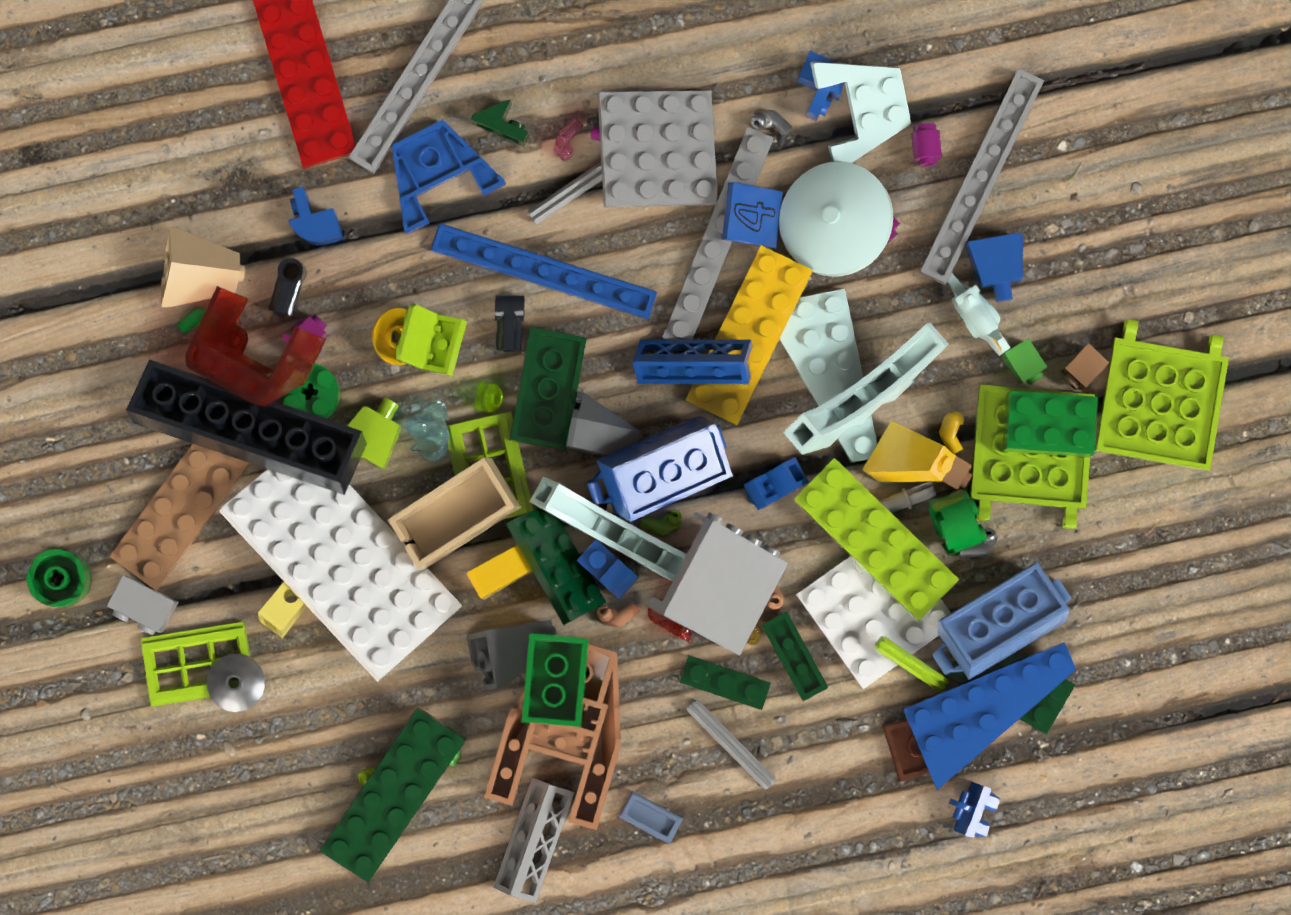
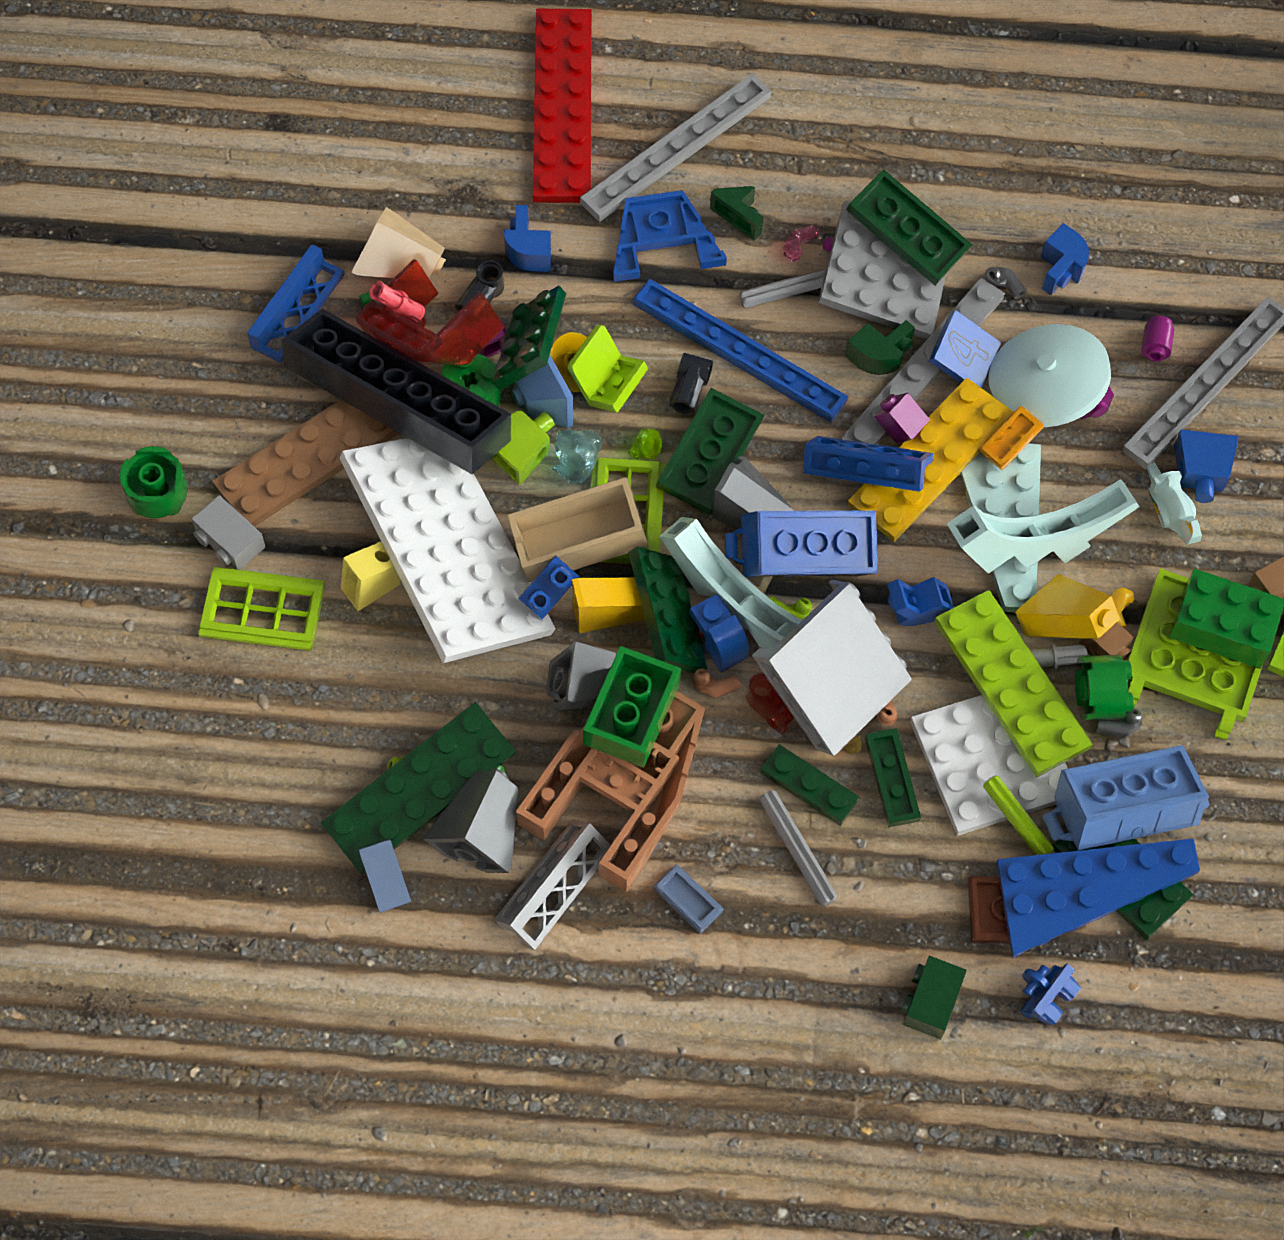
camera: 15 degrees right, 20 degrees down
(110, 350) = (288, 296): none -> blue fence
(216, 334) = (397, 301): none -> coral pin
(250, 682) = (297, 646): flat silver dish -> none
(351, 335) = (529, 337): none -> dark green plate
(377, 379) = (546, 393): none -> medium blue slope
(389, 880) = (384, 875): none -> sand blue tile
(446, 579) = (548, 587): none -> blue hips
(455, 811) = (479, 823): none -> dark grey slope
(667, 105) = (909, 227): none -> dark green plate
(672, 240) = (877, 353): none -> dark green brick
(712, 306) = (901, 417): none -> brick
(816, 298) = (1011, 438): none -> light orange plate
(875, 104) = (1115, 282): light aqua wing -> none
(879, 844) = (934, 996): none -> dark green brick
(1024, 362) = (1212, 556): bright green brick -> none

